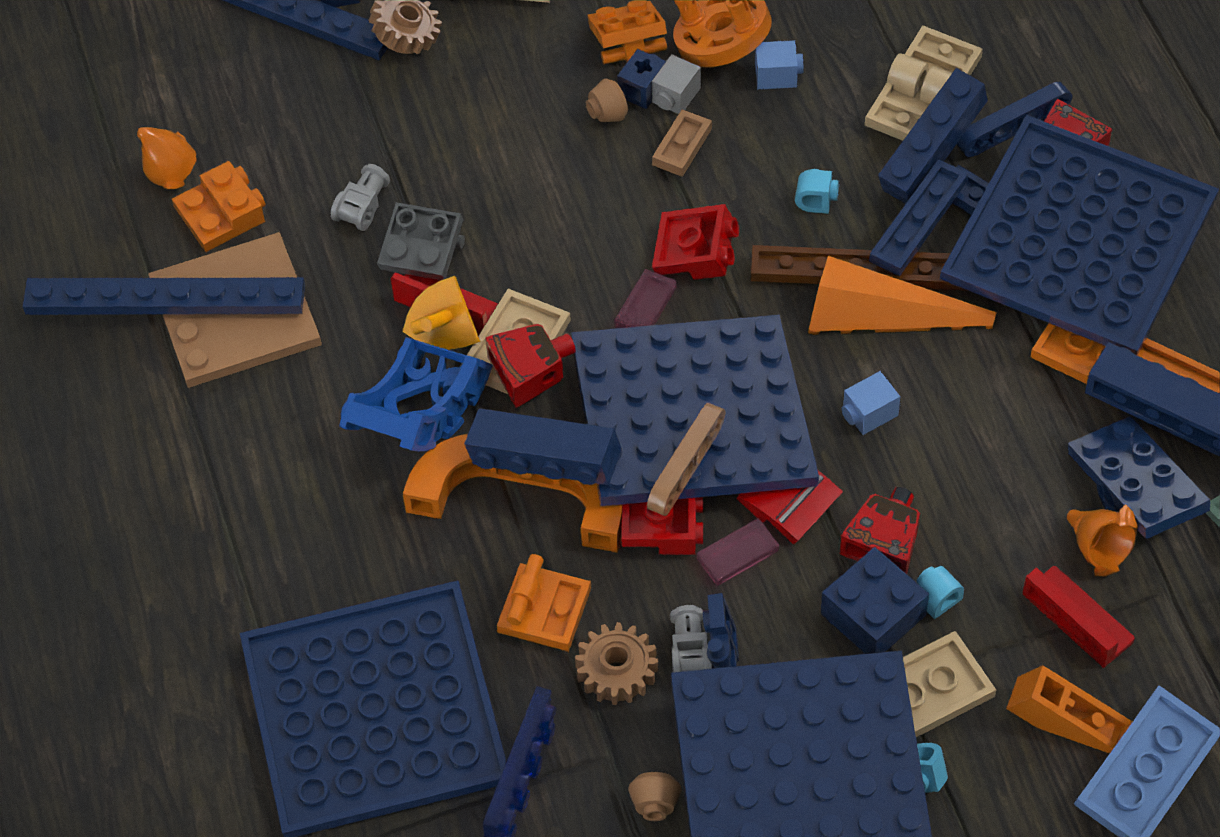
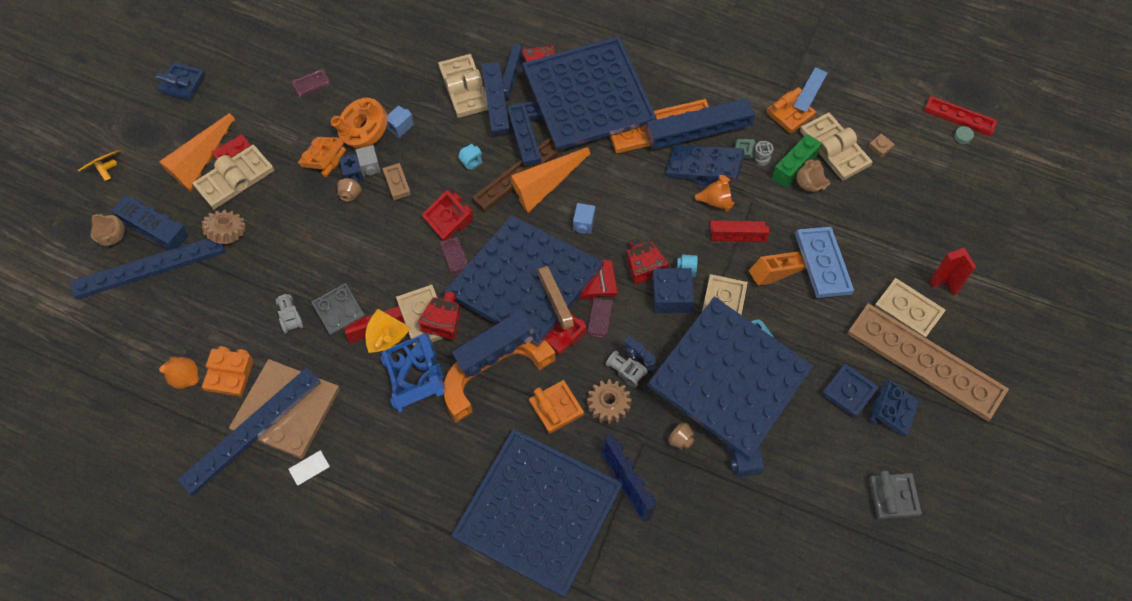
camera: 50 degrees left, 5 degrees up
(183, 404) = (309, 467): none -> white sticker

